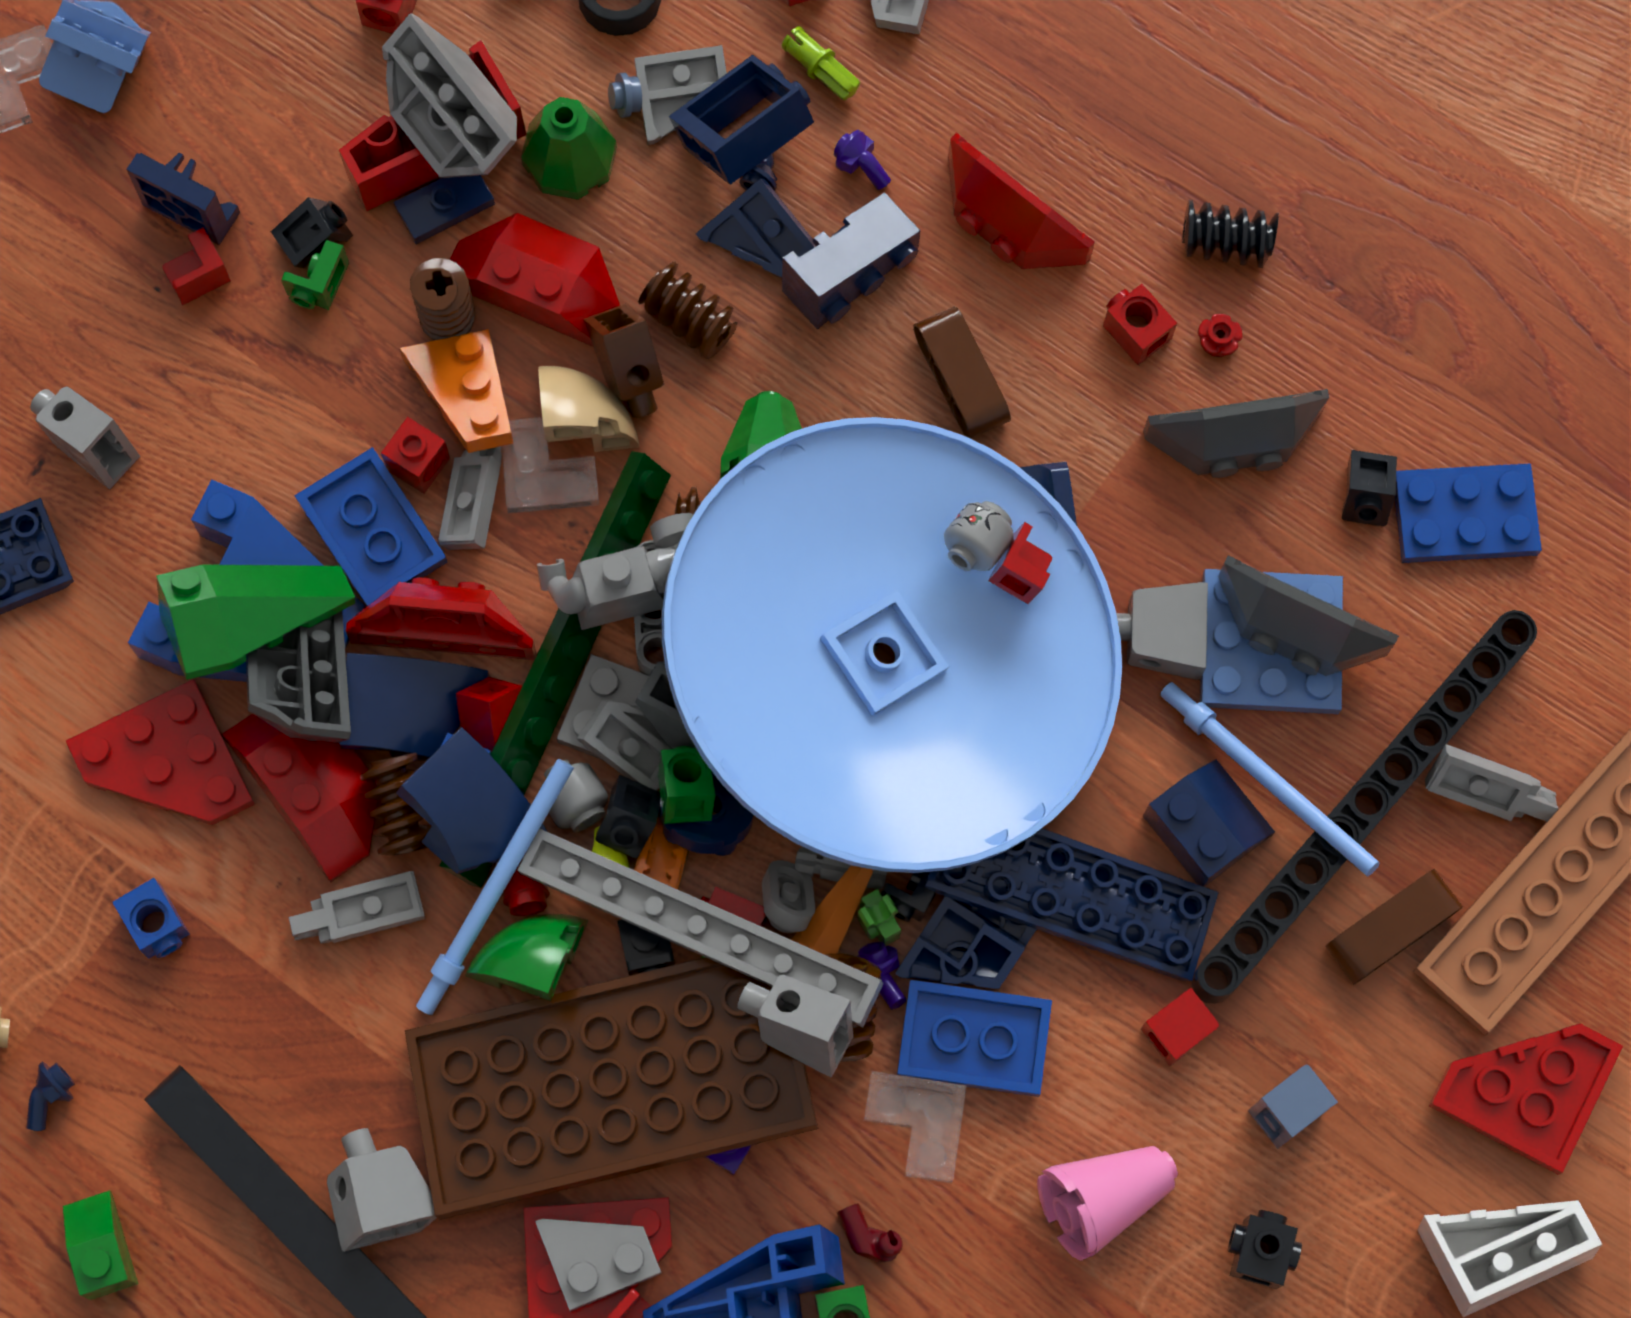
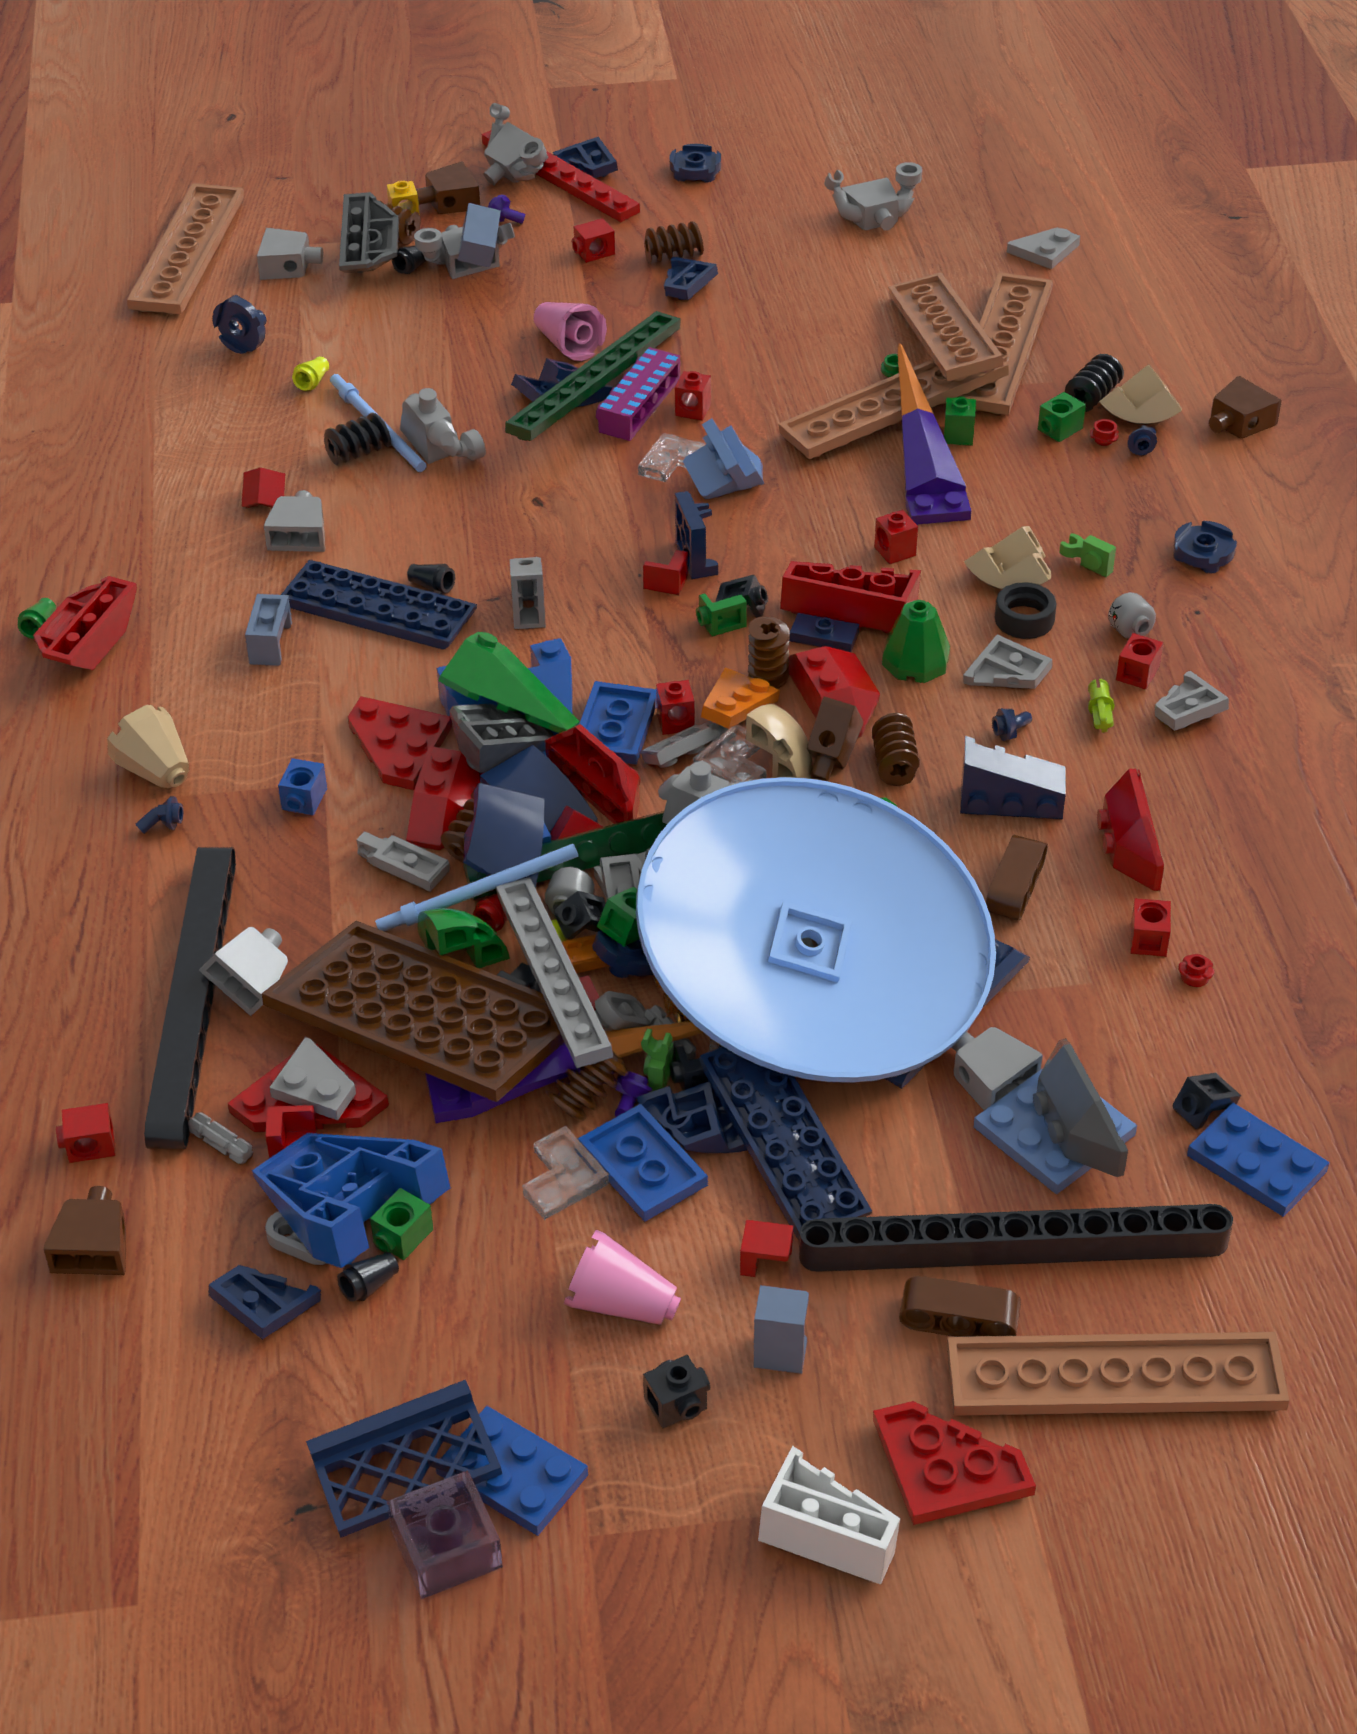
camera: 50 degrees right, 30 degrees down
(97, 1246) = (94, 892): green slope -> none
(445, 102) = (867, 564): light grey wedge -> none
(625, 95) = (973, 648): sand blue plate -> none
(728, 99) = (1024, 688): dark blue window -> none
(758, 229) = (985, 730): dark blue wing -> none
(801, 1021) = (551, 1022): light grey torso -> none
(855, 151) = (1072, 749): dark purple plate -> none
(868, 1241) = (463, 1202): dark red arm -> none
(978, 536) = (924, 919): light grey head -> none
(1022, 567) = (935, 956): red panel -> none
(1203, 721) = (964, 1126): light blue bar -> none
(1207, 822) = (907, 1171): dark blue slope -> none
(1228, 233) = (1256, 924): black piece -> none
(1237, 434) = (1157, 1010): dark grey wedge -> none
(1489, 786) = (1106, 1286): light grey hinge -> none

